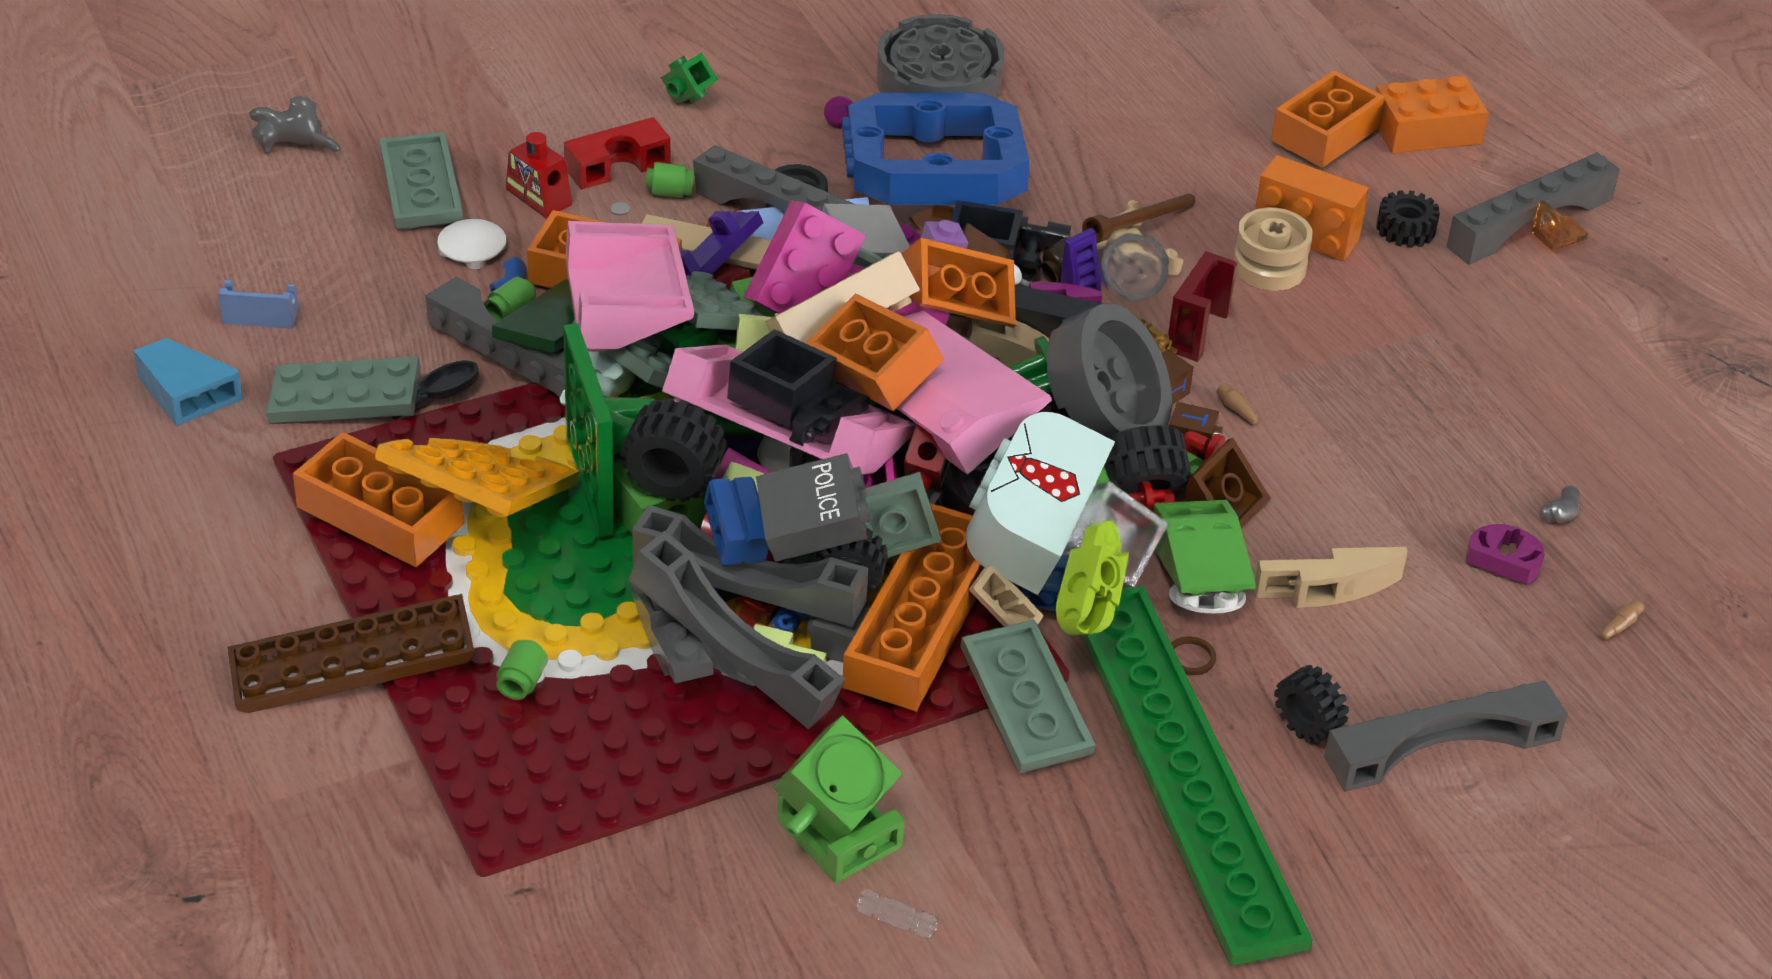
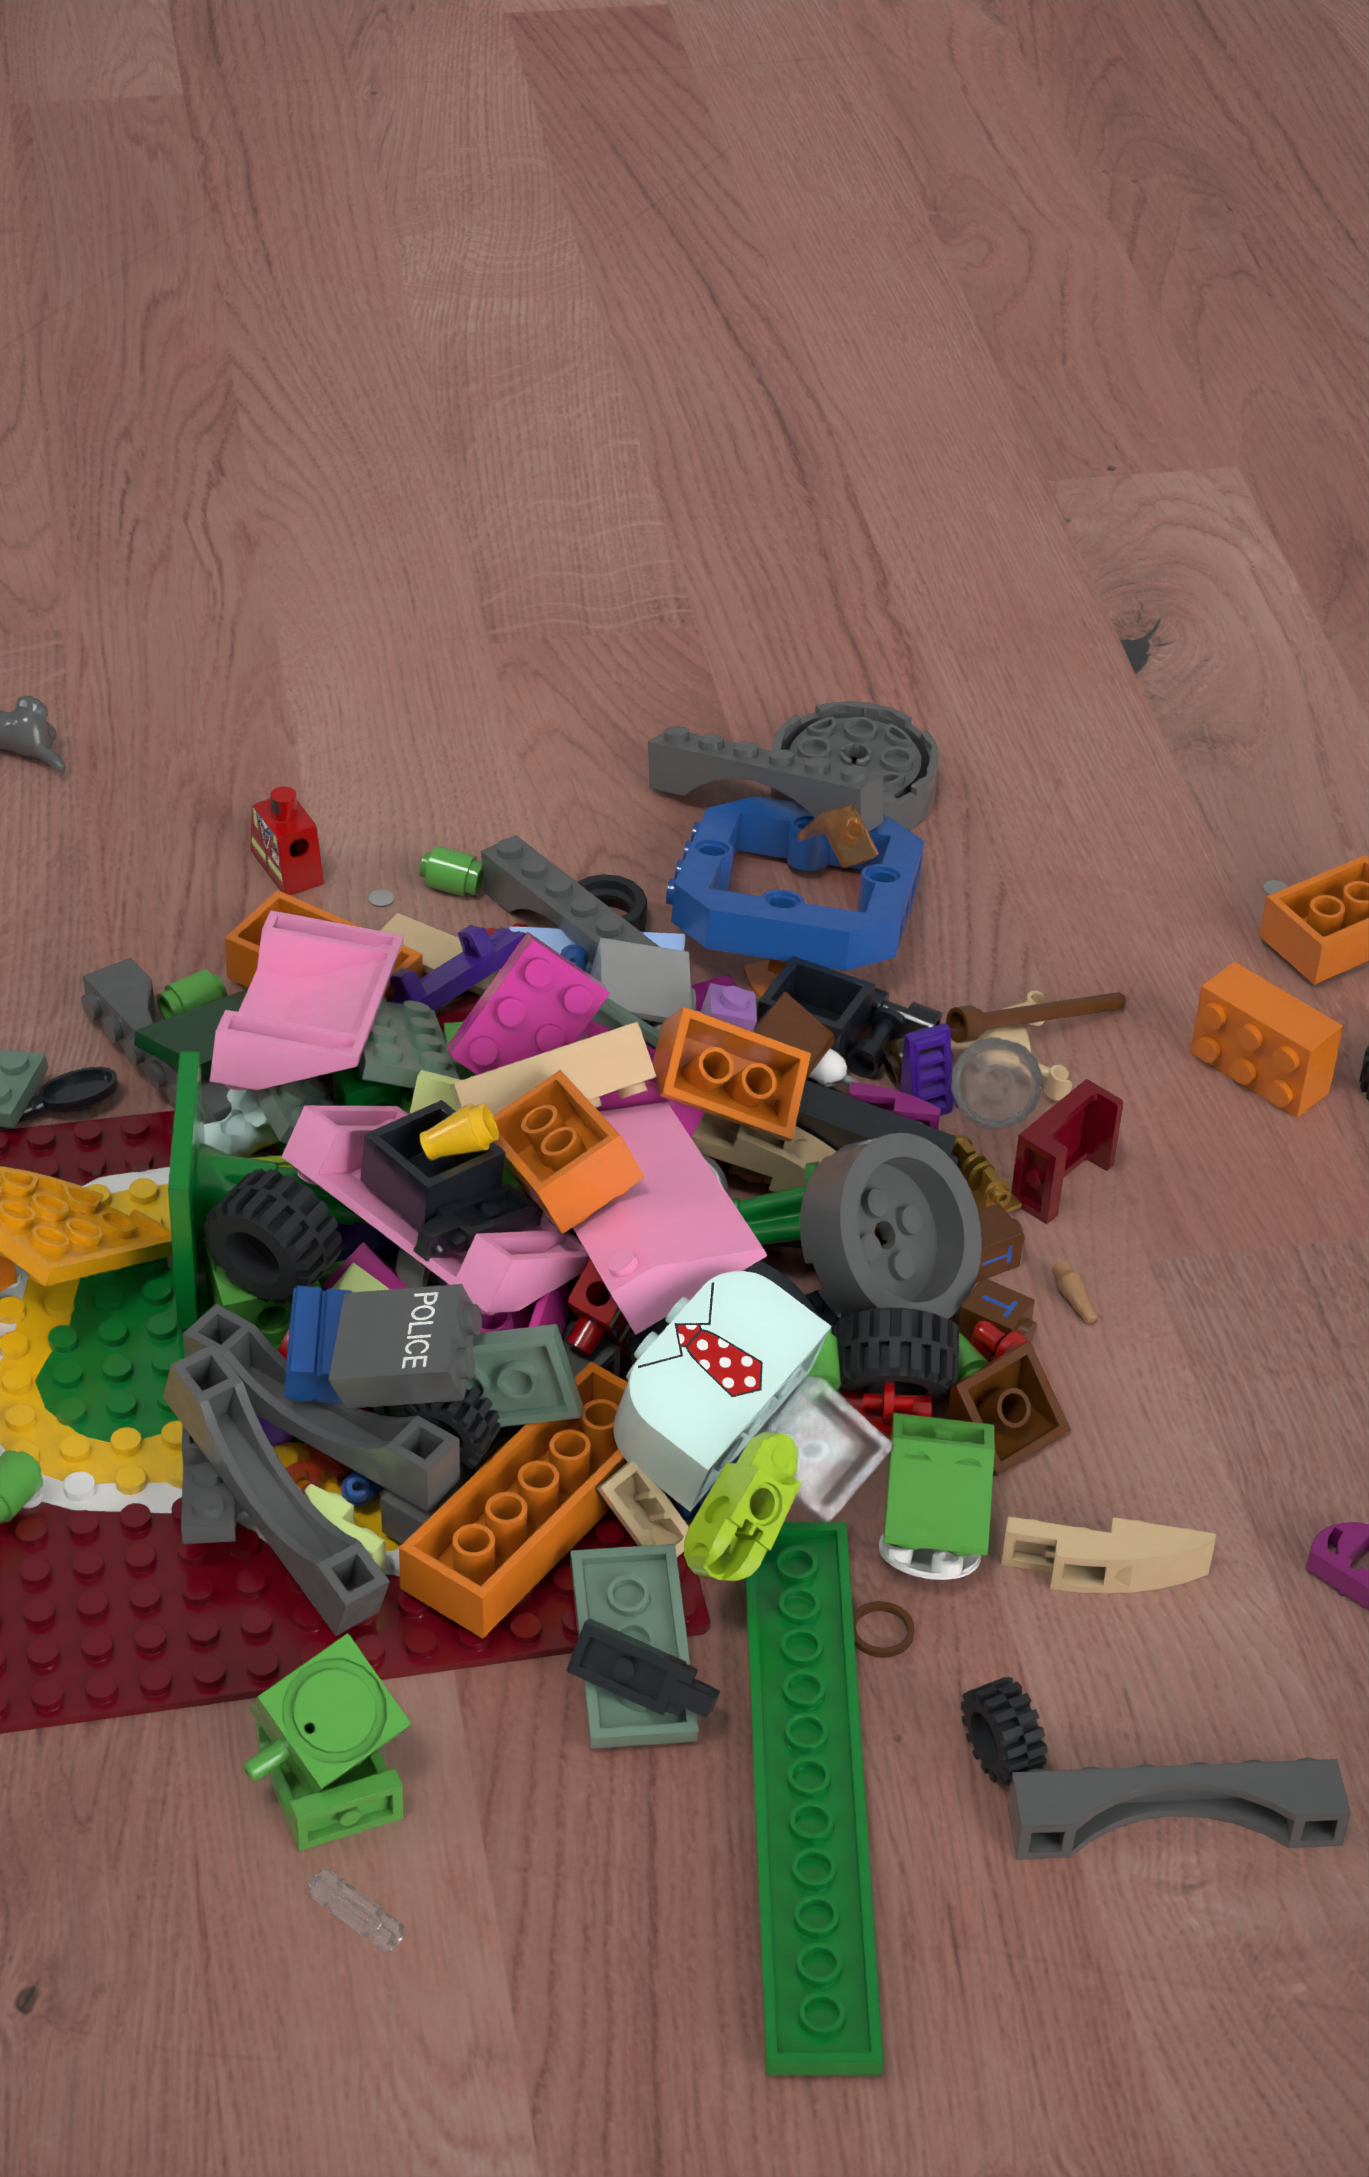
camera: 15 degrees right, 0 degrees up
(420, 180) = (145, 824): sand green plate -> none
(471, 242) = (179, 914): white dish -> none
(513, 268) = (212, 959): blue arm -> none
(637, 143) = (425, 815): red arch -> none
(689, 78) = (524, 742): green brick -> none
(802, 348) = (462, 1132): none -> yellow cone
(836, 109) = (695, 807): magenta plate -> none
(944, 81) = (688, 760): none -> dark grey arch
(964, 105) = (845, 833): none -> clear orange bracket
(1044, 710) = (639, 1672): none -> black hinge
(1268, 105) = (1273, 886): none -> light grey sticker
(1272, 248) = (1197, 1087): tan wheel -> none

